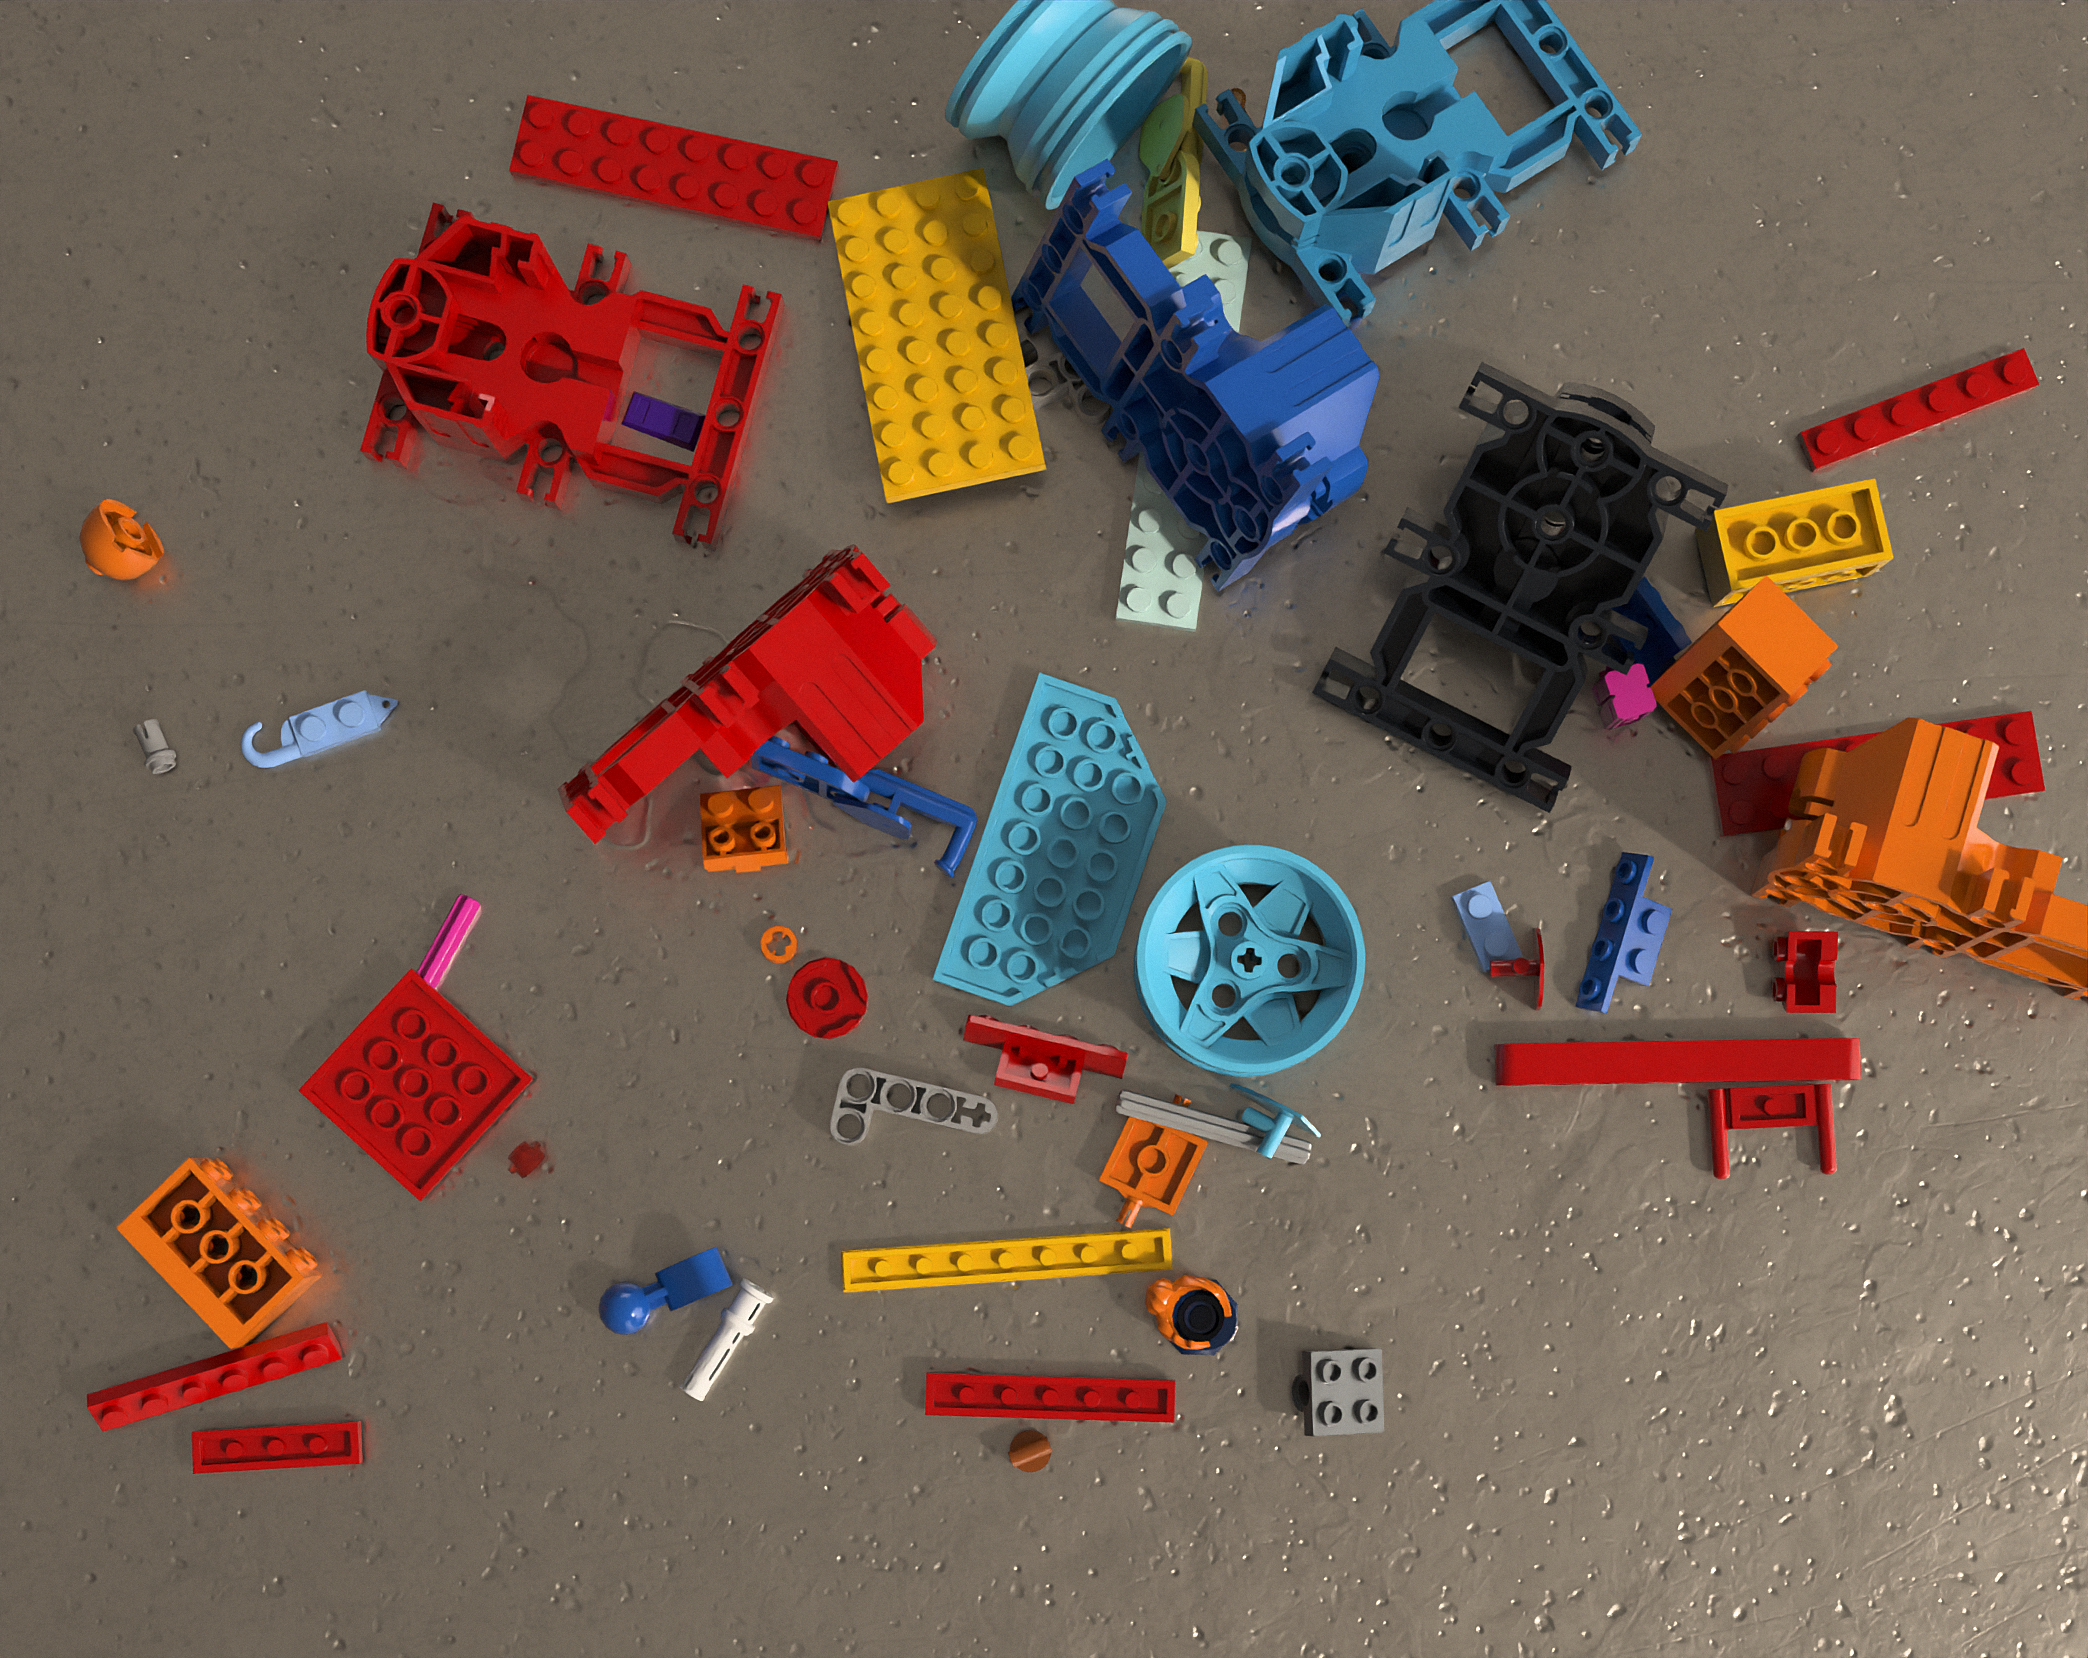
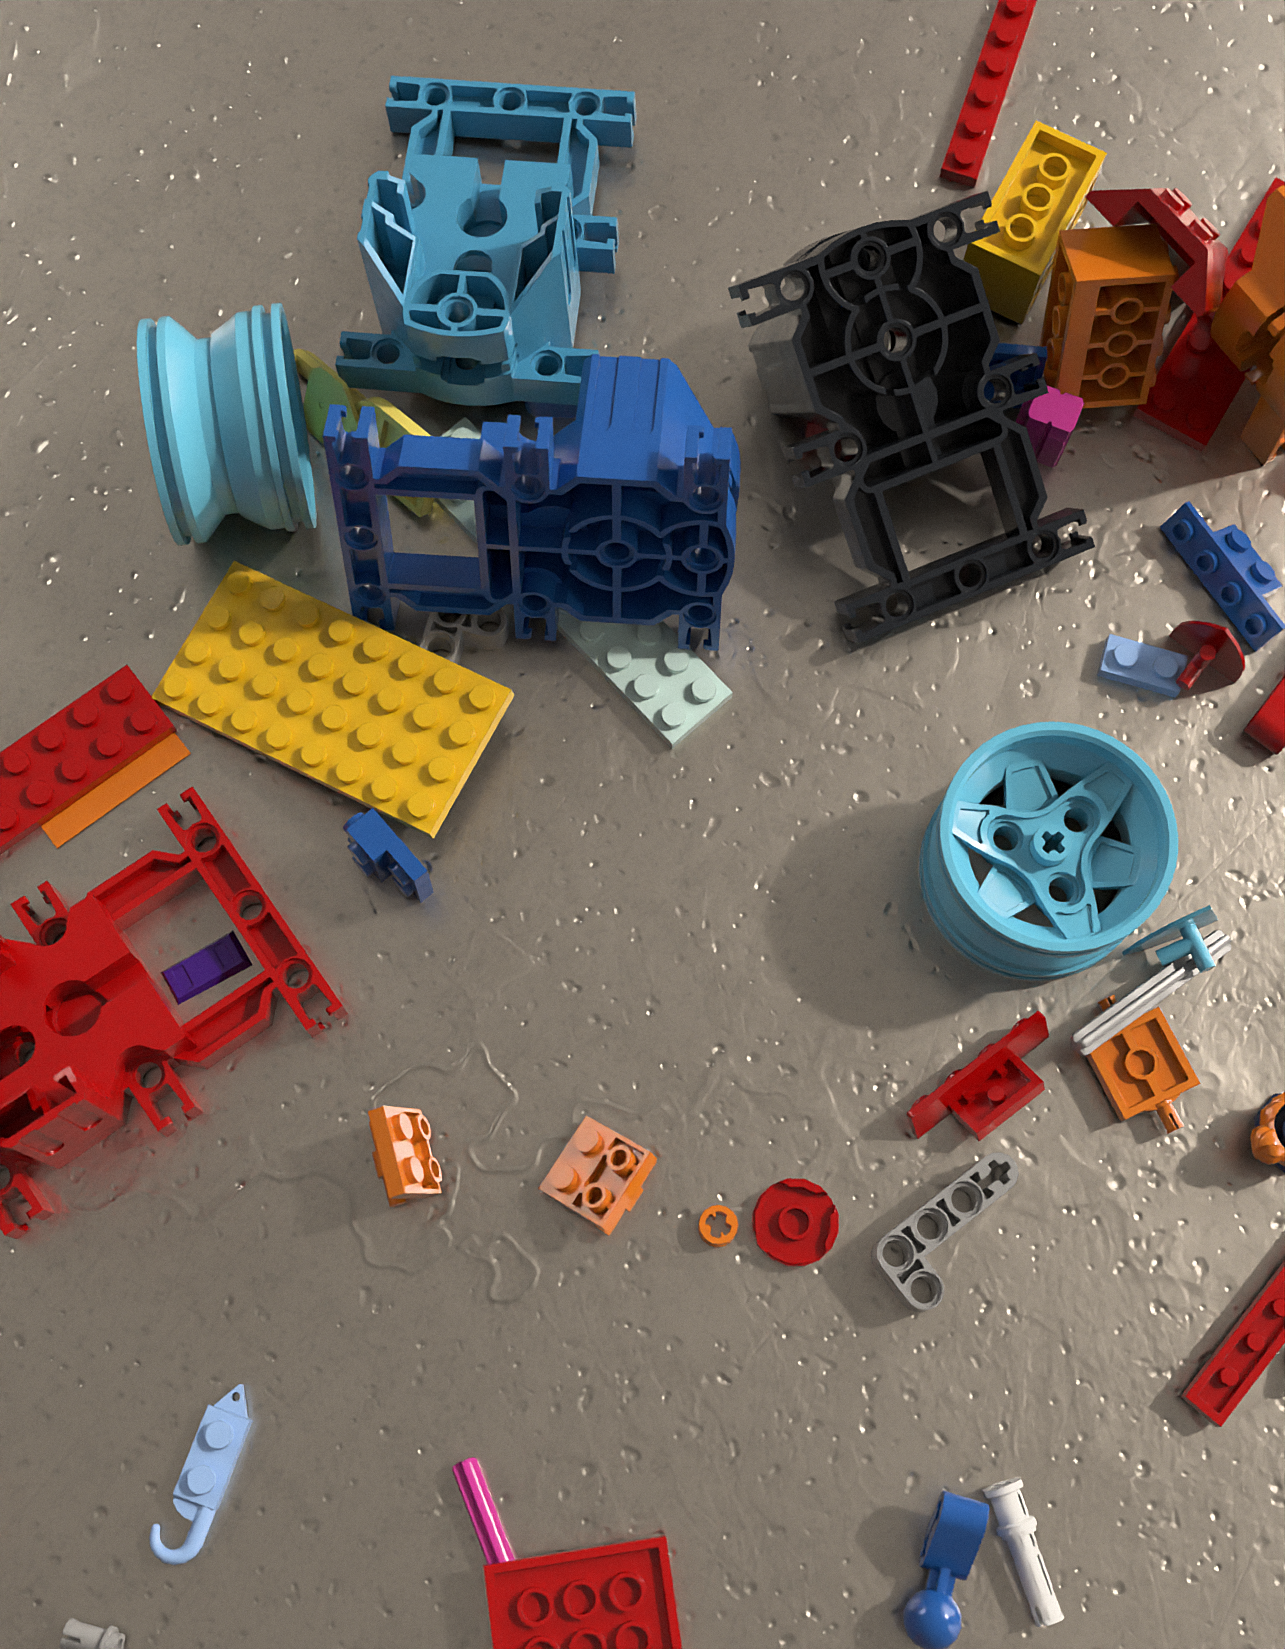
camera: 55 degrees left, 10 degrees down
(525, 1158) = (730, 1601): clear red plate -> none
(643, 677) = (404, 1154): none -> orange plate
(739, 238) = (115, 790): none -> orange sticker
(814, 775) = (642, 1058): blue plate -> none
(819, 657) = (521, 986): red piece -> none
(846, 470) = (382, 852): none -> blue plate
(1006, 1260) = (1130, 1254): yellow tile -> none
(1055, 850) = (823, 940): medium azure plate -> none
(1856, 676) = (1187, 235): none -> red wedge

